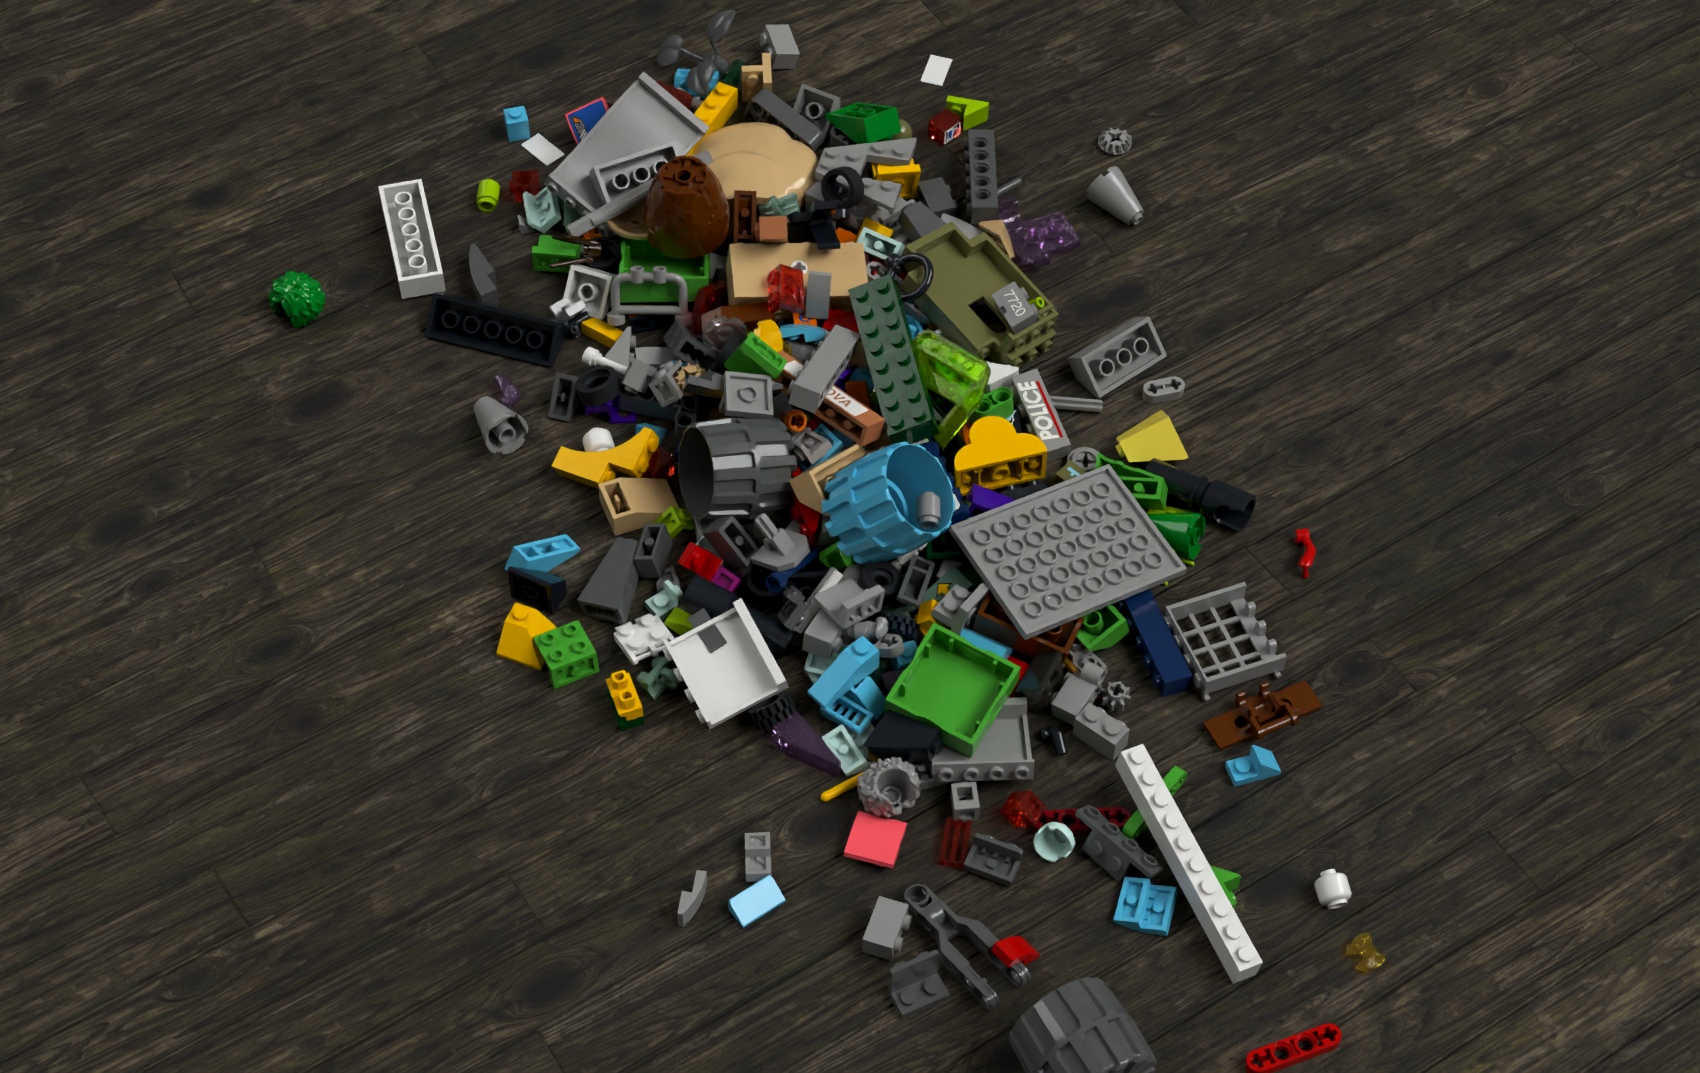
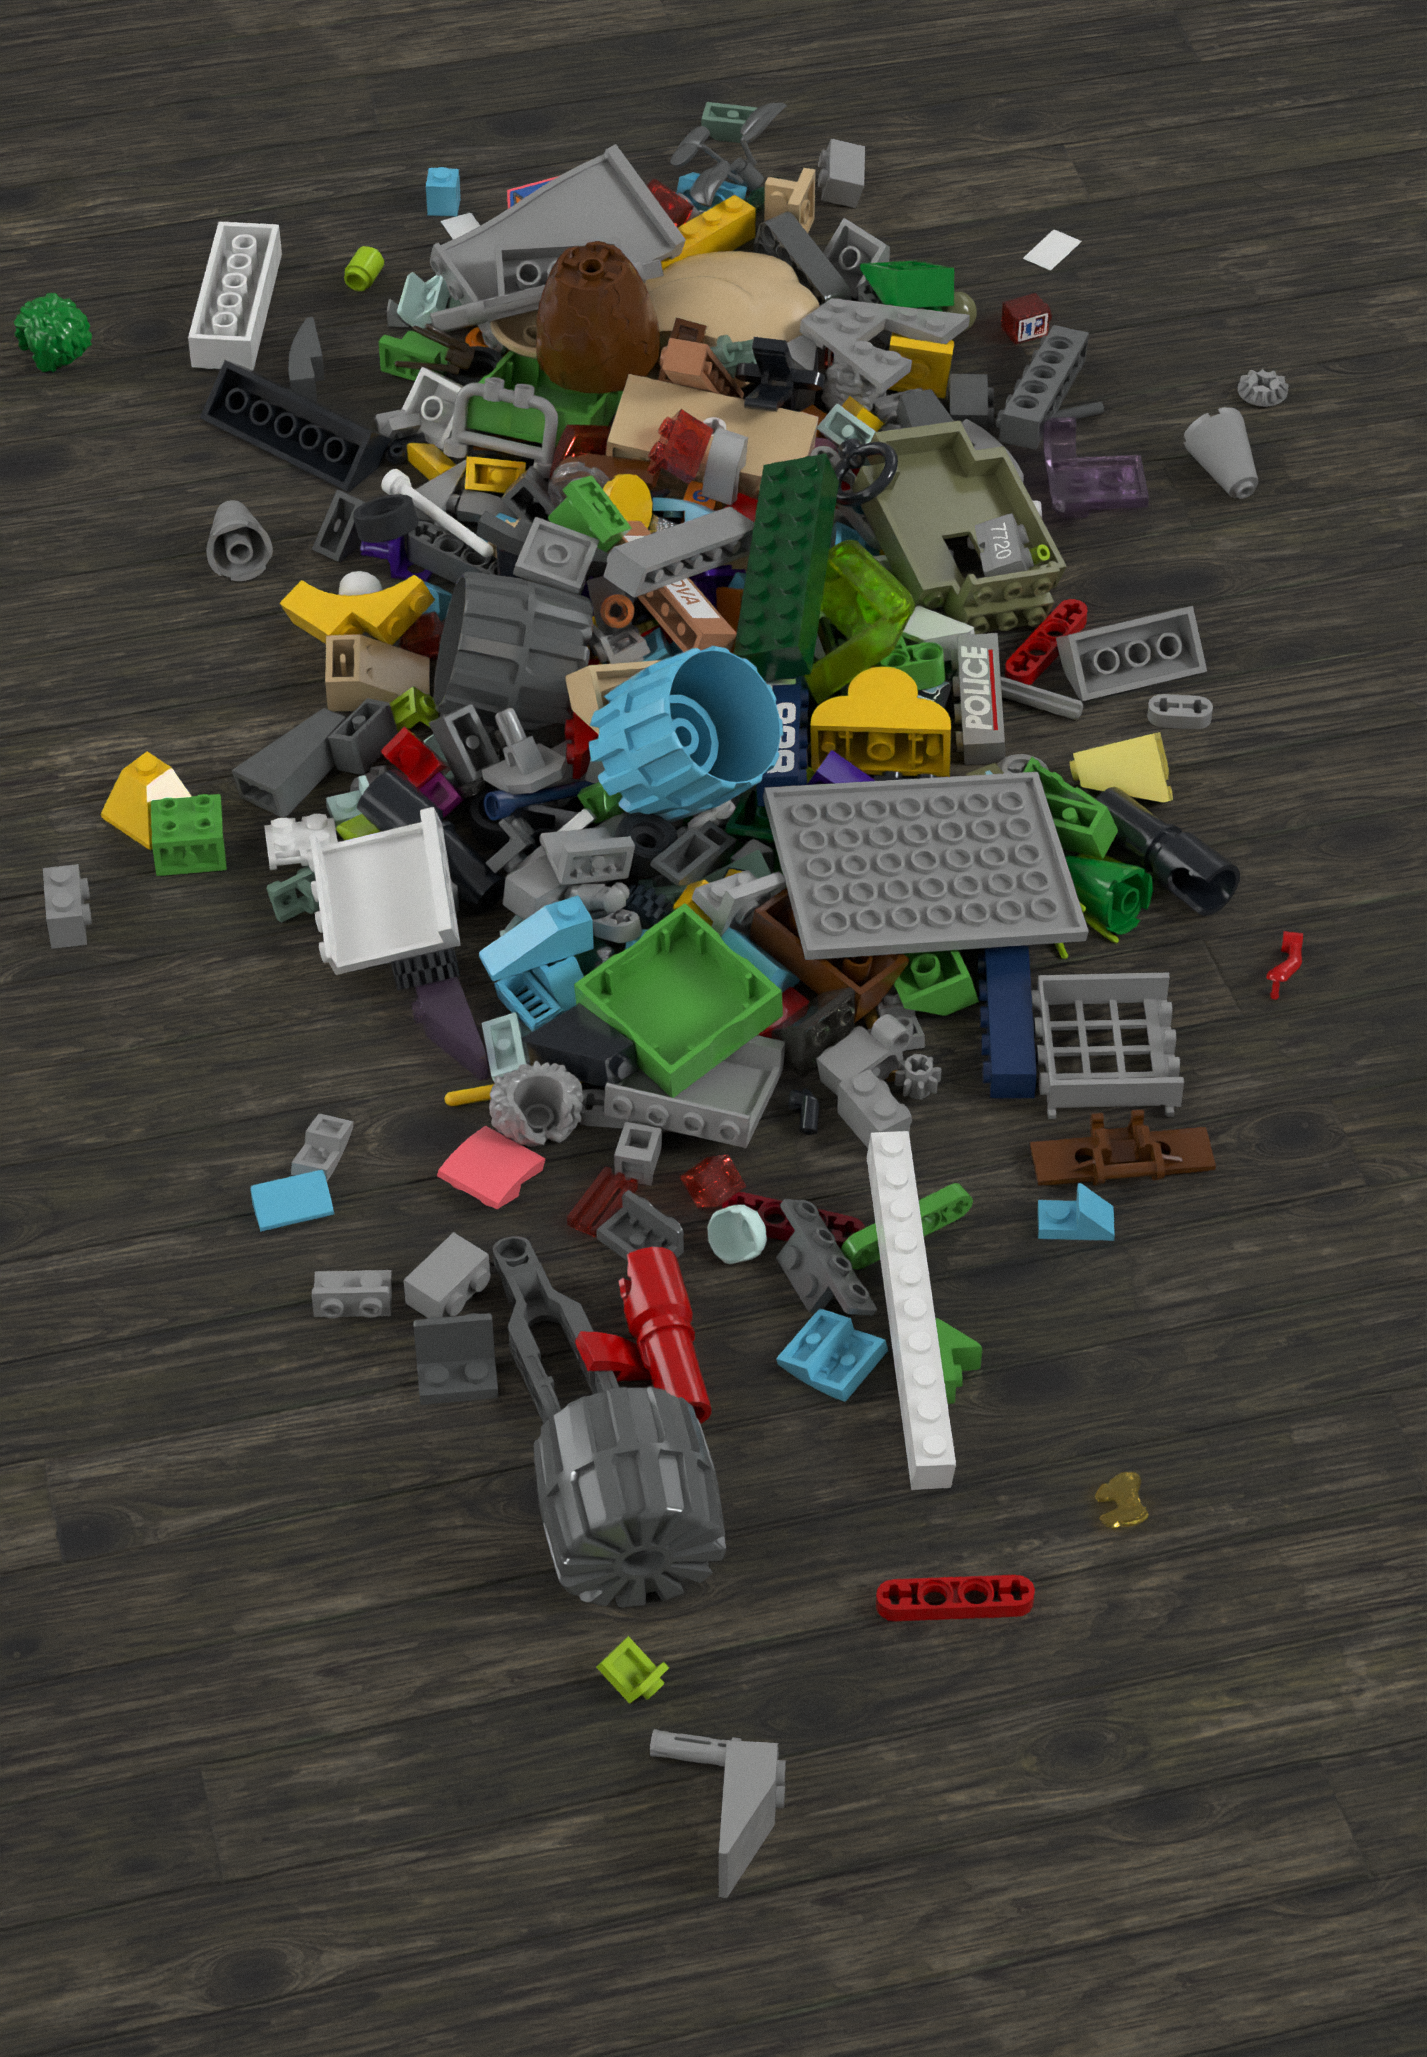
camera: 20 degrees right, 5 degrees down
(506, 385) = (273, 499): clear purple arm -> none
(508, 730) = (65, 906): none -> light grey brick
(524, 181) = (415, 260): clear red brick -> none
(537, 588) = (189, 745): black slope -> none
(543, 554) = (210, 710): medium azure slope -> none
(624, 701) = (235, 908): yellow hips -> none
(638, 376) = (441, 516): light grey brick -> none
(651, 332) = (491, 474): none -> yellow slope
(664, 385) = (464, 539): light grey bracket -> none
(688, 23) = (725, 120): none -> sand green slope
(691, 901) = (202, 1177): light grey slope -> none
(710, 636) = (381, 854): dark grey sticker -> none
(825, 955) = (352, 1293): none -> light grey bracket
(855, 183) = (839, 348): black tyre -> none
(928, 510) = (735, 755): light grey brick -> none
(971, 111) = (1068, 305): lime slope -> none
(998, 233) = (1032, 464): tan slope -> none
(1032, 914) = (660, 1320): none -> red piece
(1059, 362) = (1040, 640): none -> red beam
(1332, 889) = (1112, 1404): white head -> none

